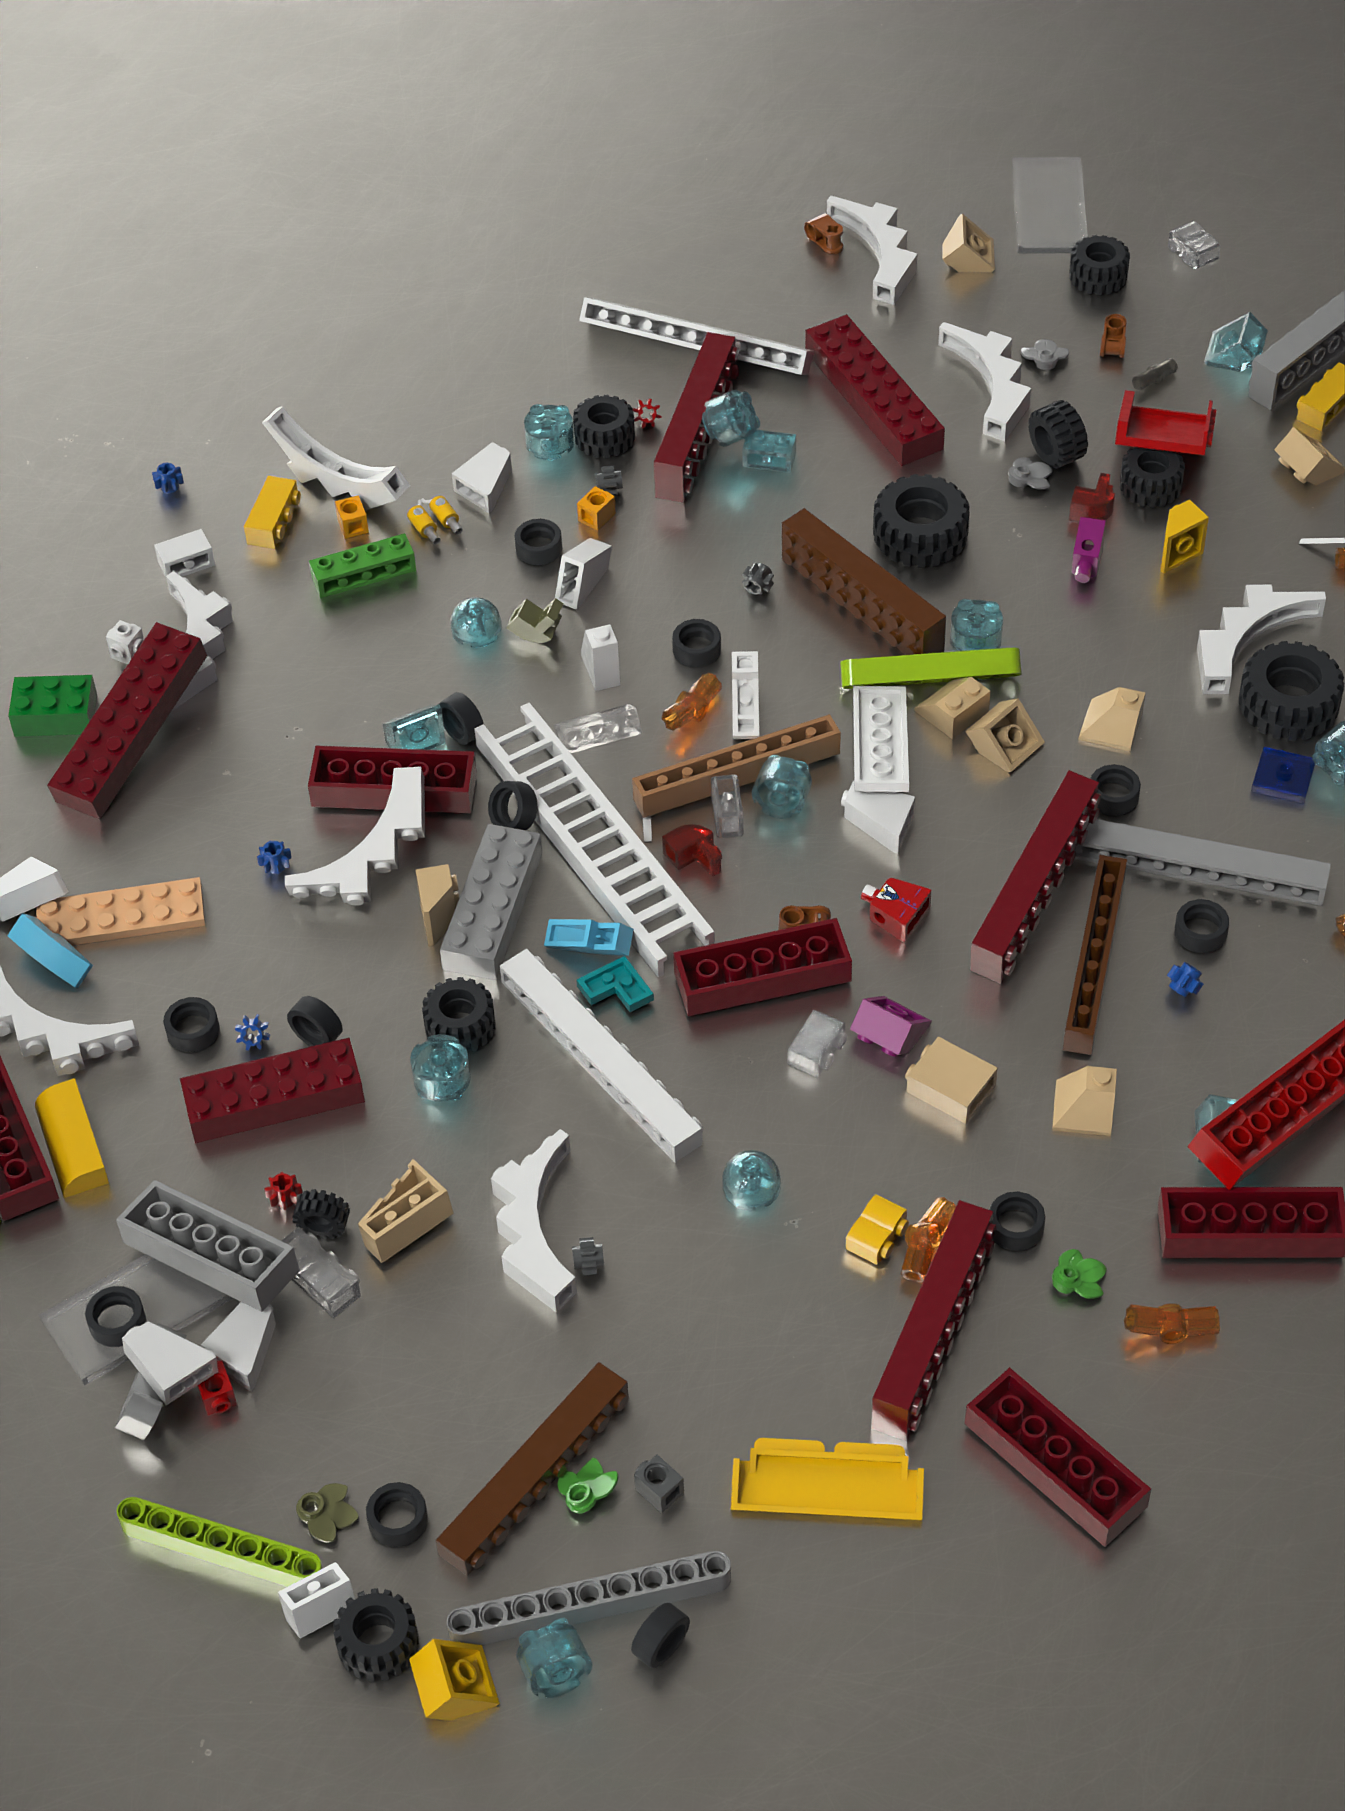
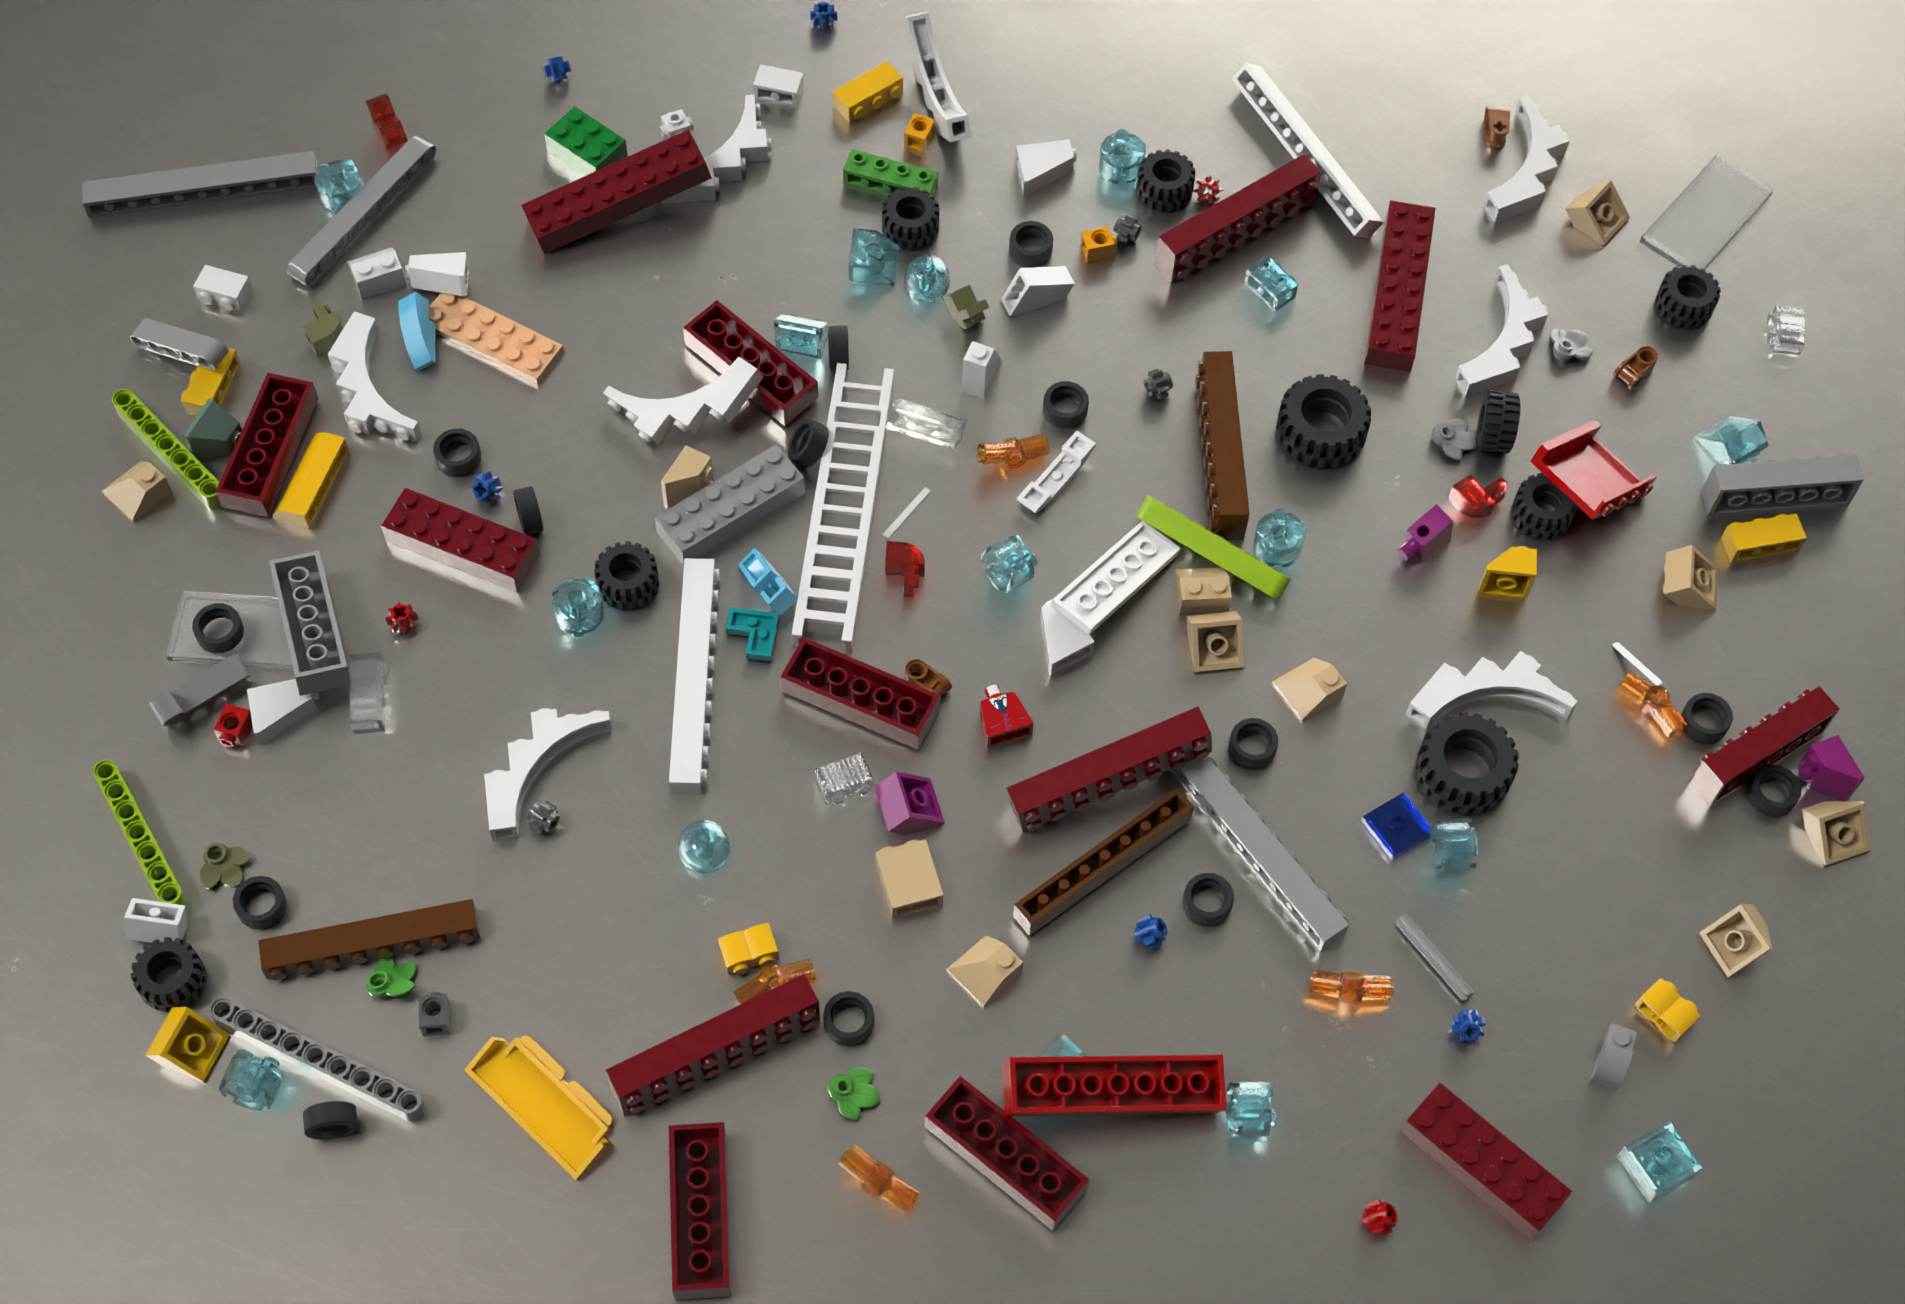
camera: 35 degrees right, 10 degrees up
(167, 1360) = (207, 686): white slope -> none
(274, 857) = (622, 365): blue gear -> none
(321, 1214) = (404, 654): black tyre -> none
(405, 1213) = (457, 694): tan wedge -> none
(410, 637) = (872, 258): none -> clear light blue slope
(415, 583) = (910, 203): none -> black tyre
(443, 512) = (987, 174): yellow piece -> none
(692, 778) = (993, 523): medium nougat brick -> none
(727, 806) = (956, 550): clear brick -> none
(730, 417) = (1253, 237): clear light blue brick -> none
(1154, 374) = (1639, 421): clear smoke pin -> none

